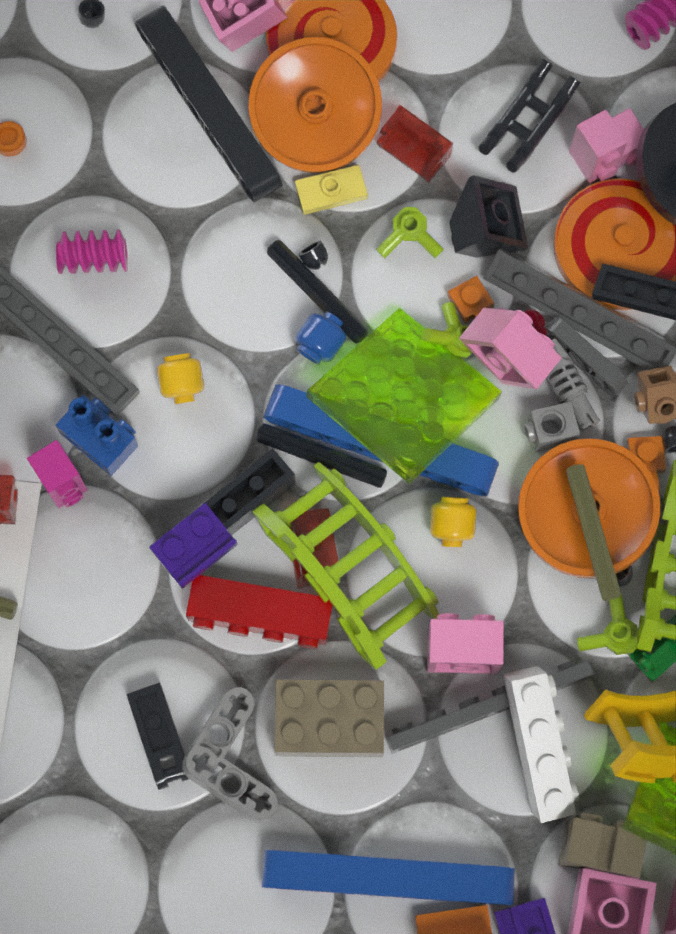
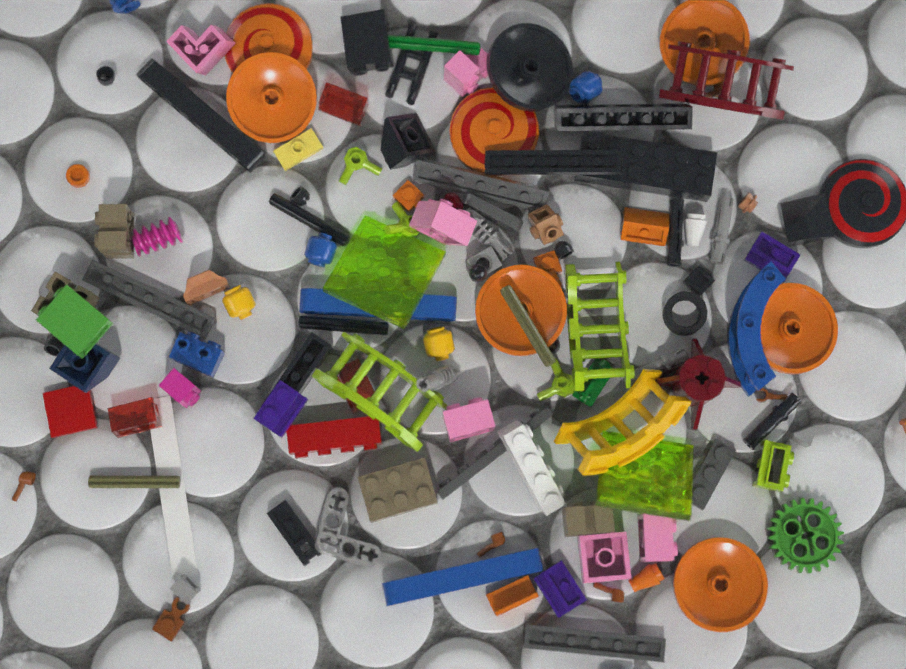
camera: 20 degrees left, 5 degrees up
(35, 226) = (115, 231): none -> dark tan brick
(137, 340) = (204, 286): none -> nougat slope
(437, 570) = (438, 378): none -> light grey hinge
(457, 839) = (498, 540): none -> dark orange hand
(474, 67) = (366, 42): none -> black panel
(542, 87) = (434, 45): none -> green axle
(546, 439) = (481, 276): none -> black hinge

